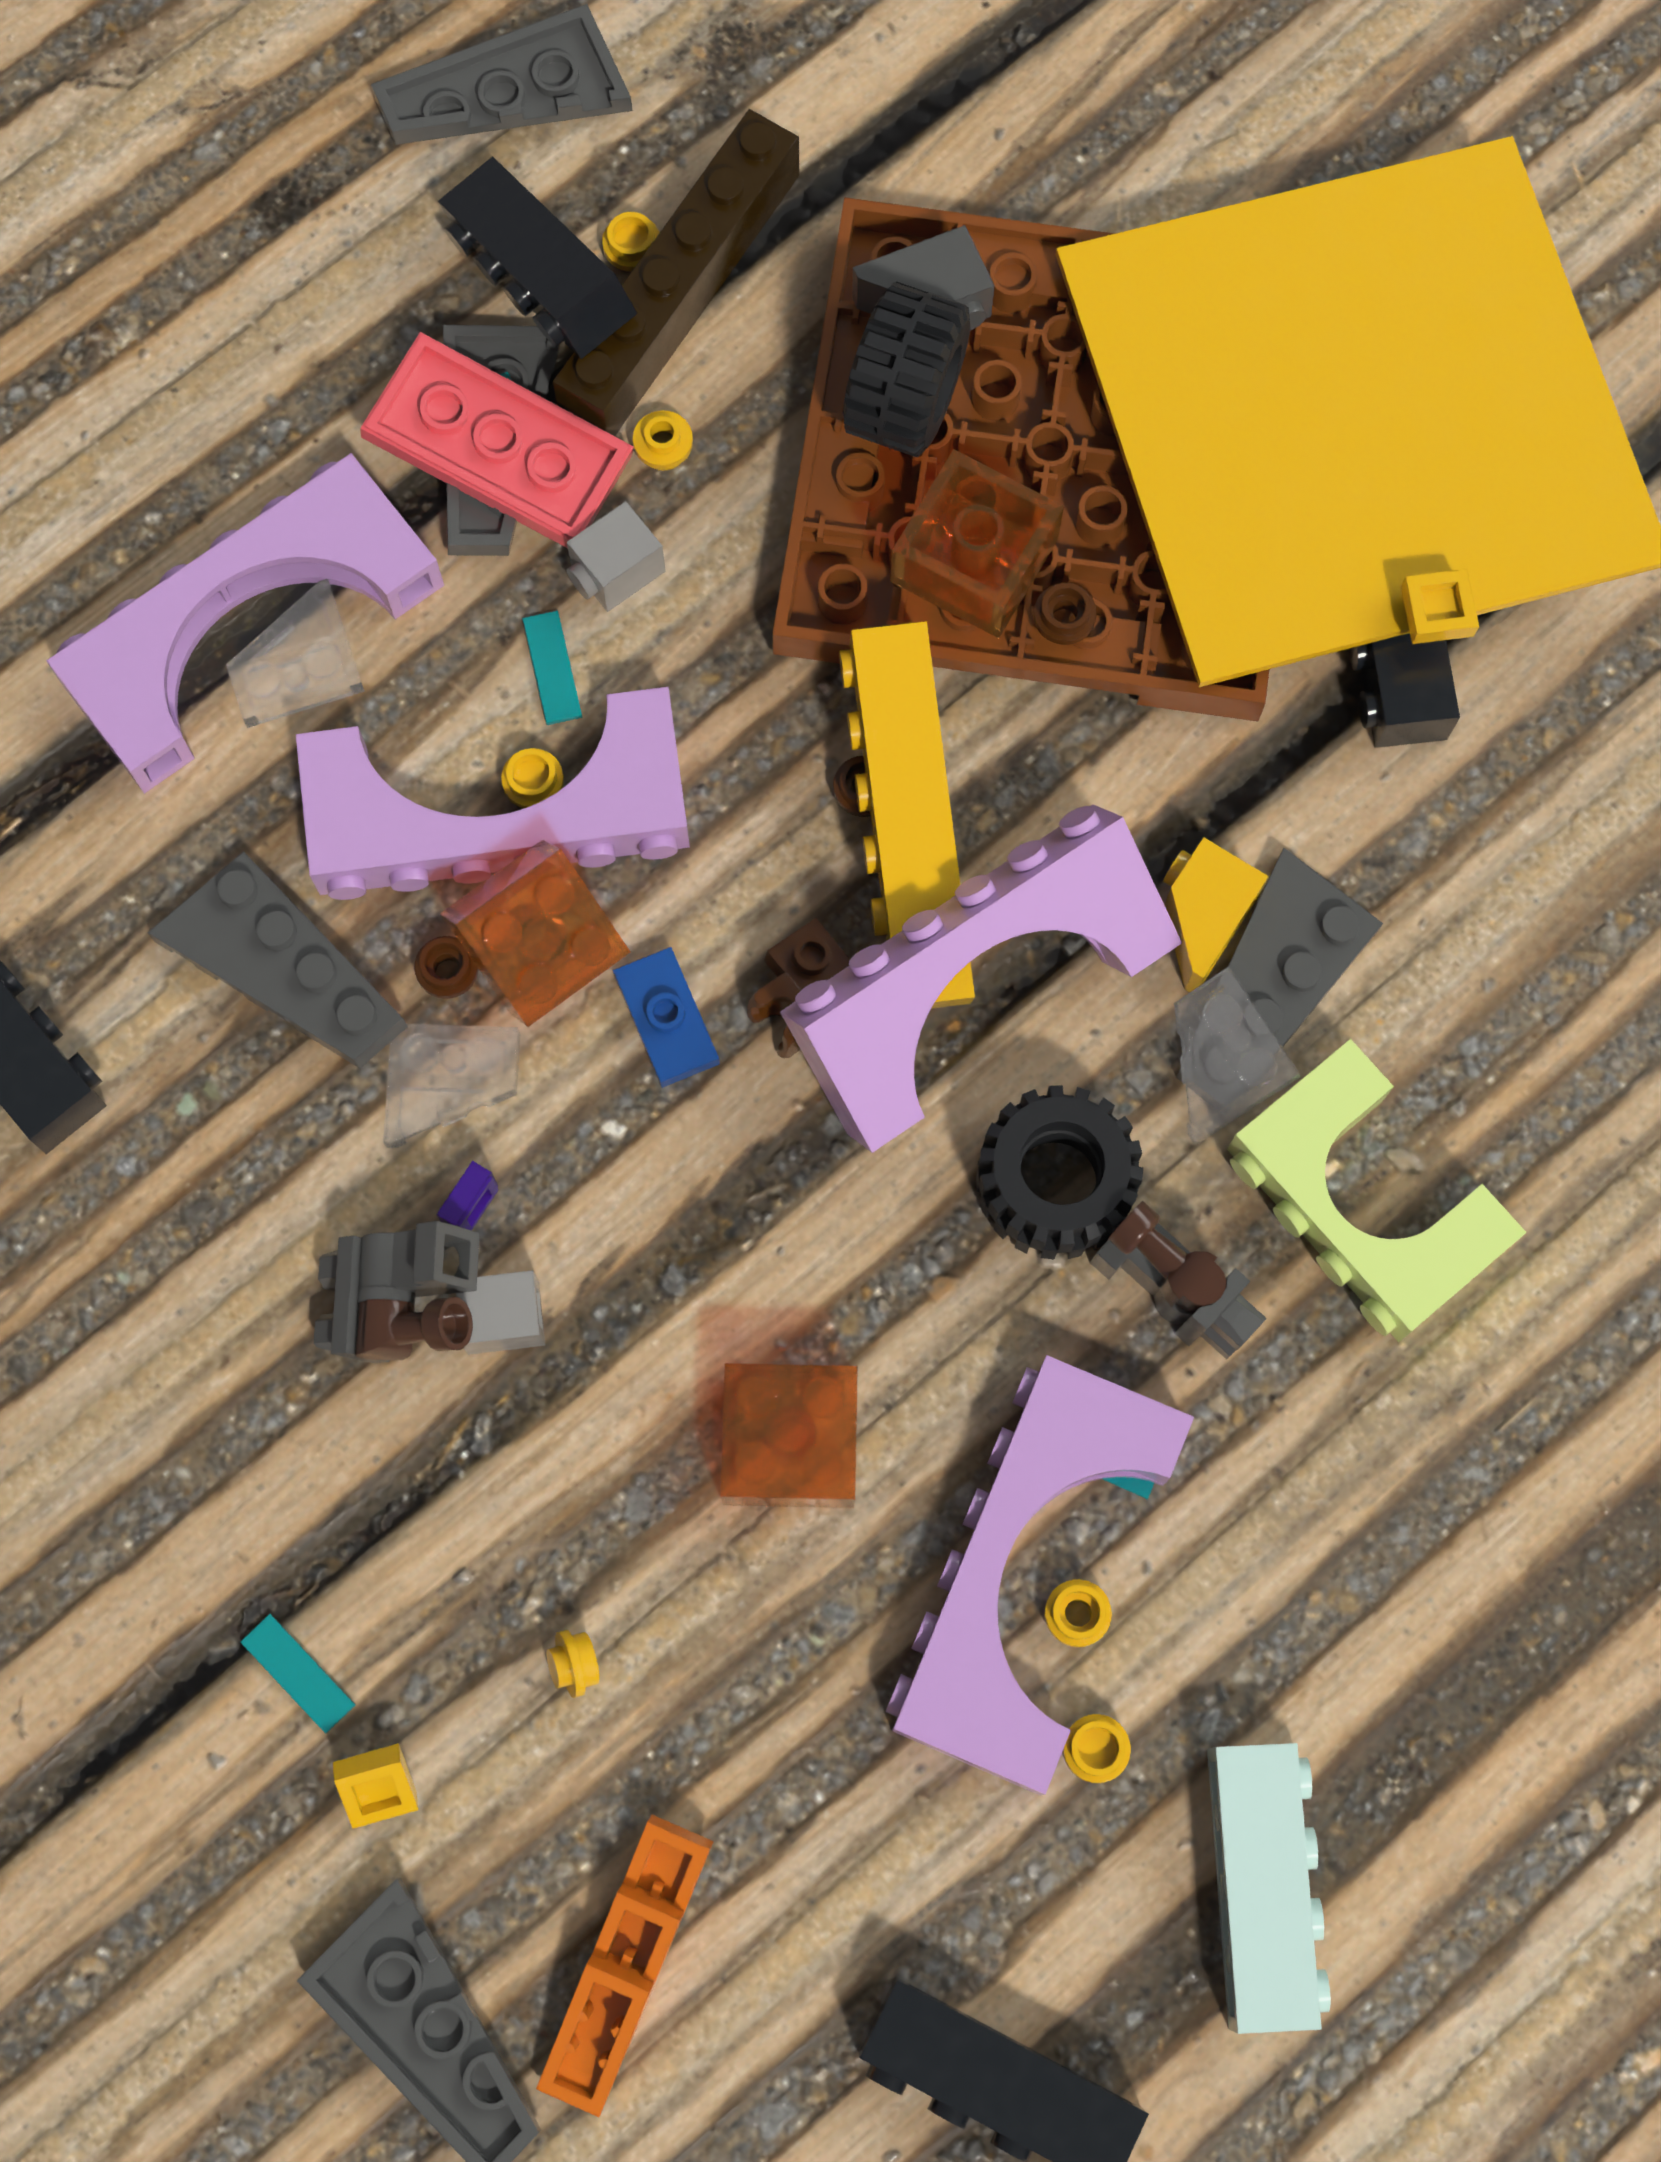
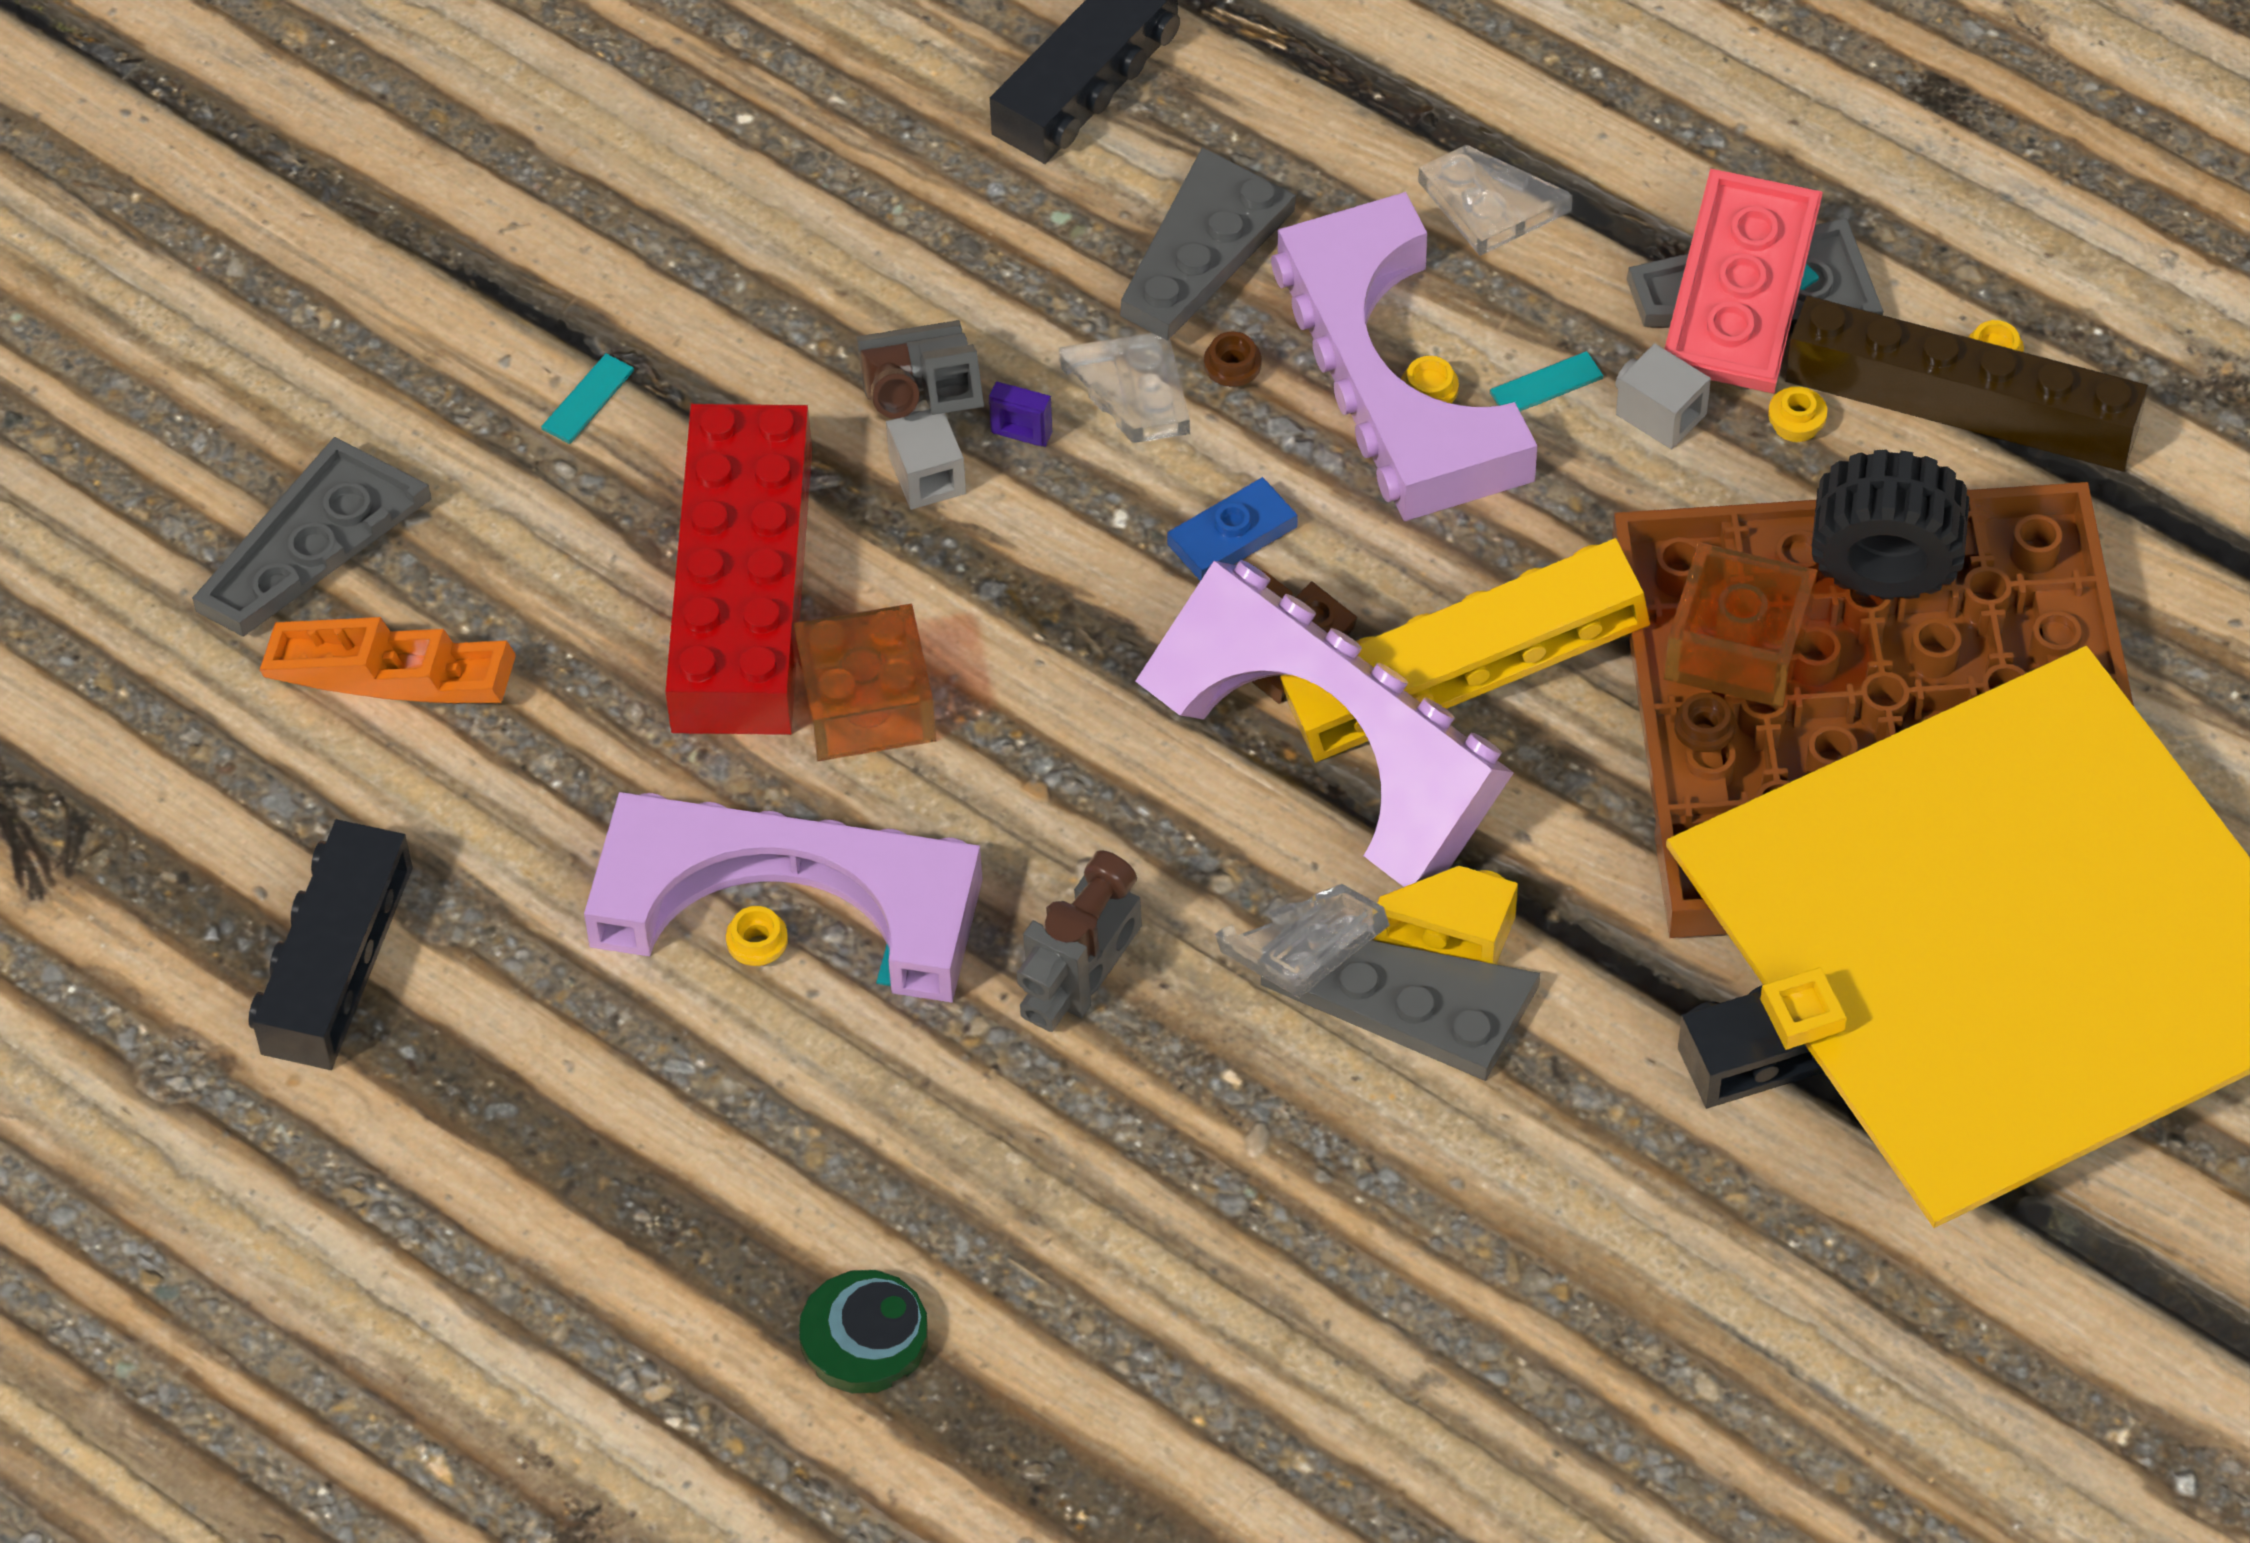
camera: 80 degrees right, 20 degrees down
(133, 662) = (1441, 79): lavender arch -> none
(375, 1786) = (502, 457): yellow plate -> none
(512, 81) = (2127, 226): dark grey wing -> none
(535, 932) = (1271, 395): clear orange brick -> none
(536, 258) = (1926, 256): black brick -> none
(573, 1662) = (633, 572): yellow plate -> none
(601, 1541) = (739, 570): none -> red brick
(940, 265) = (2009, 552): dark grey slope -> none
(1067, 1121) = (1169, 796): black tyre -> none
(1097, 1748) = (637, 971): yellow plate -> none
(1265, 1888) = (538, 1112): light aqua brick -> none
(1393, 1278) = (1227, 1023): yellowish green arch -> none
(1571, 1591) = (863, 1331): none -> tile

